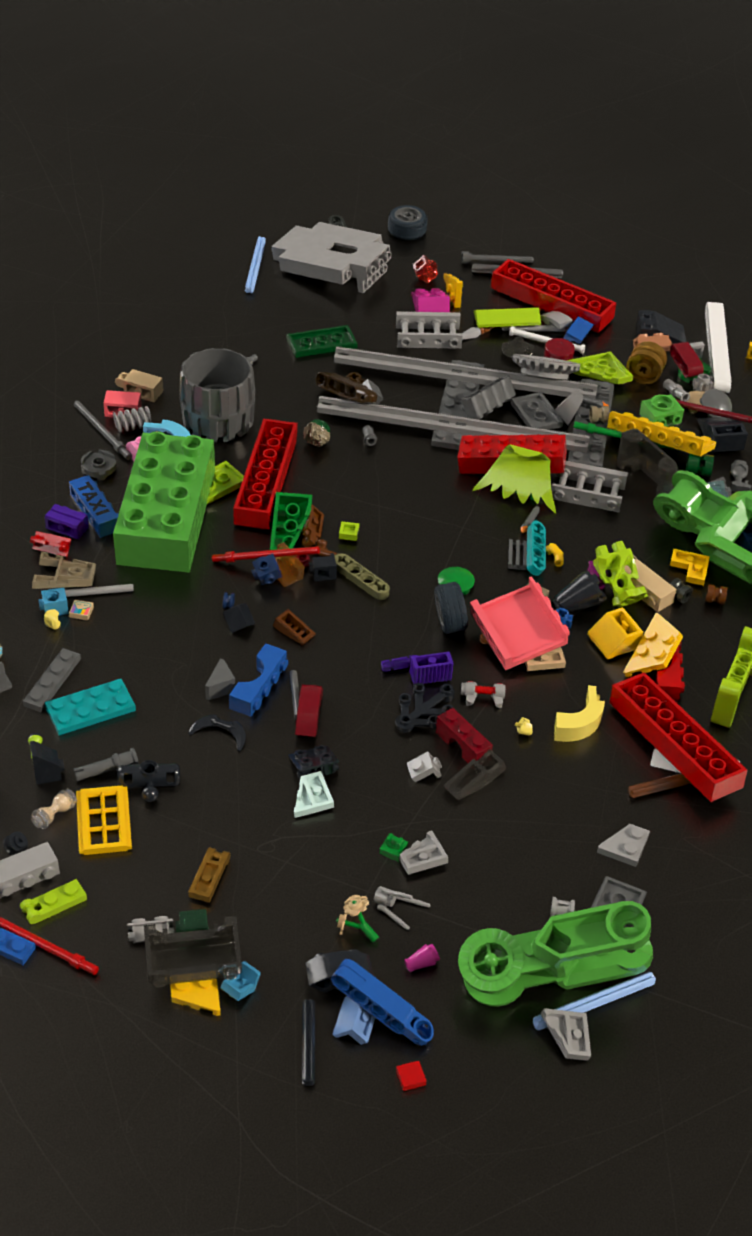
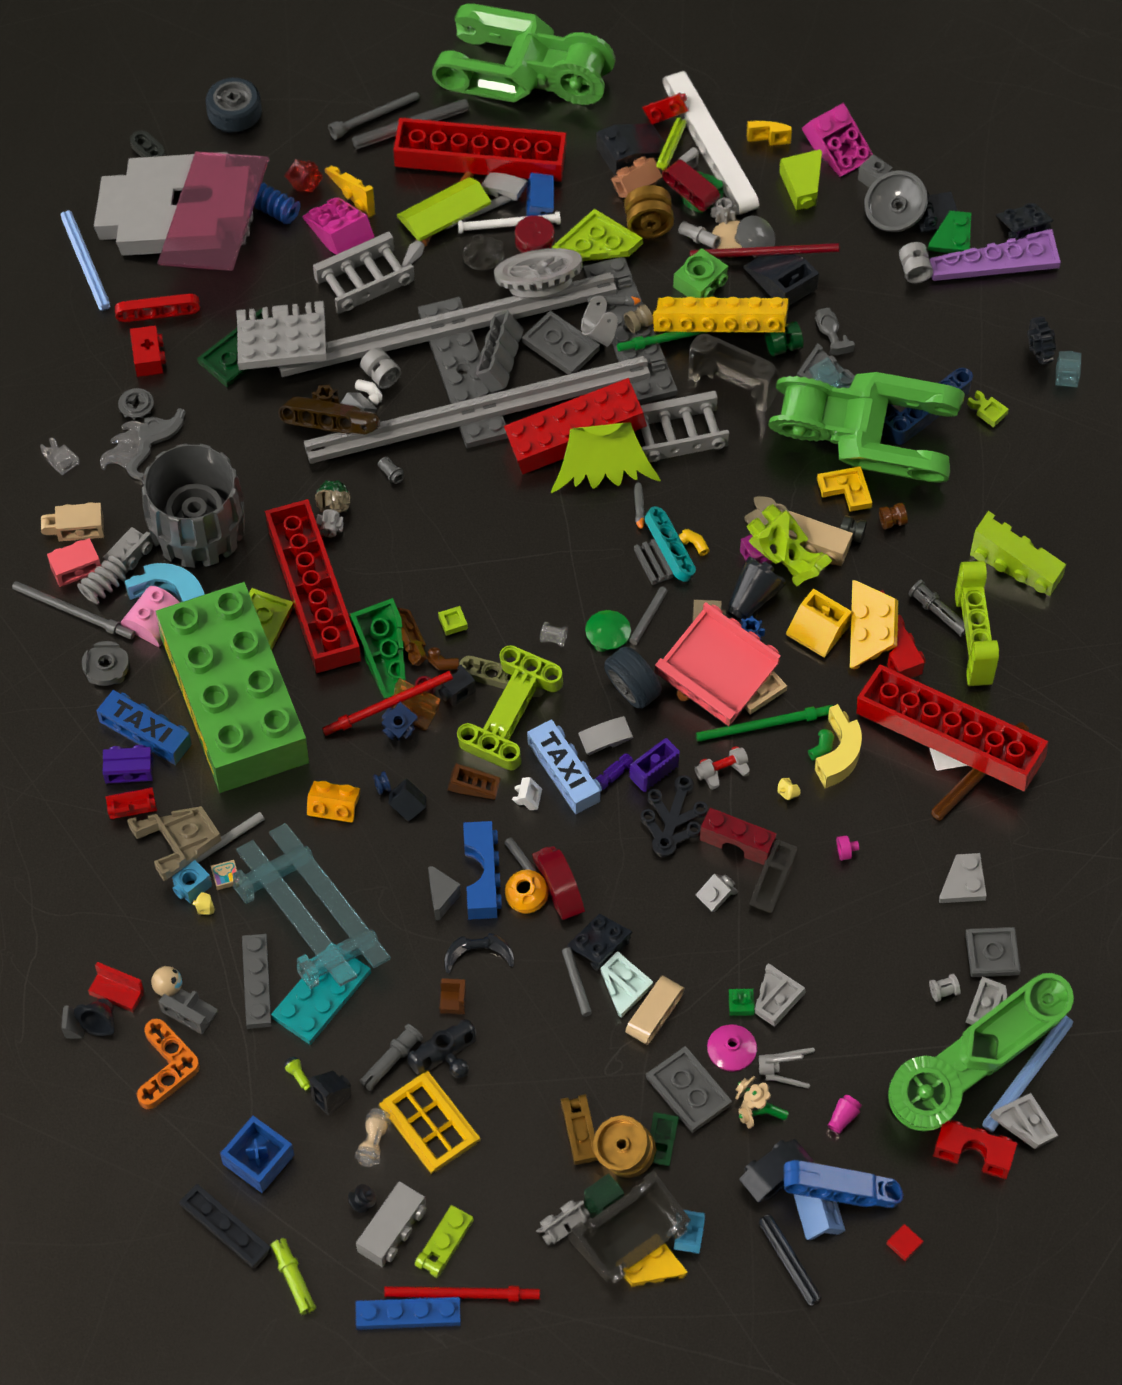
camera: 25 degrees left, 15 degrees up
(106, 620) = (269, 875): none -> clear light blue fence
(159, 352) = (60, 458): none -> clear plate
(168, 411) = (131, 548): none -> light grey bracket
(181, 748) = (453, 996): none -> reddish brown panel
(186, 597) = (332, 801): none -> light orange bracket
(229, 341) = (129, 398): none -> dark grey gear
(231, 894) = (624, 1146): none -> pearl gold wheel
(256, 318) = (146, 350): none -> red brick
(267, 911) = (664, 1133): none -> dark green slope
(278, 780) = (577, 982): none -> dark grey bar
(283, 711) = (531, 900): none -> light orange piece
(296, 307) = (181, 305): none -> red beam
(304, 446) = (329, 523): none -> light grey gear
(311, 886) = (689, 1089): none -> dark grey plate
(322, 821) = (654, 1010): none -> tan beam
(326, 608) = (510, 707): none -> lime beam
(327, 649) = (528, 794): none -> white tile
(347, 338) = (281, 338): none -> light grey hinge
(349, 258) = (213, 211): none -> clear pink piece
(362, 881) = (729, 1057): none -> dark pink dish
(365, 644) = (563, 766): none -> light blue brick
(388, 394) = (375, 395): none -> white arm
(397, 277) = (276, 204): none -> blue piece
(402, 379) = (380, 367): none -> light grey wheel
(412, 637) = (605, 734): none -> light grey slope
(414, 566) = (553, 634): none -> clear bush
(492, 583) = (647, 617): none -> dark grey bar
(501, 1019) = (996, 1151): none -> red arch
(544, 781) = (846, 847): none -> dark pink tile
(572, 688) = (808, 714): none -> green bar
(574, 707) = (825, 744): none -> green arm
(624, 260) = (537, 59): none -> bright green arm
(688, 335) = (671, 143): none -> lime axle
(697, 316) = (666, 108): none -> red hinge
(713, 657) = (934, 599): none -> dark grey pin

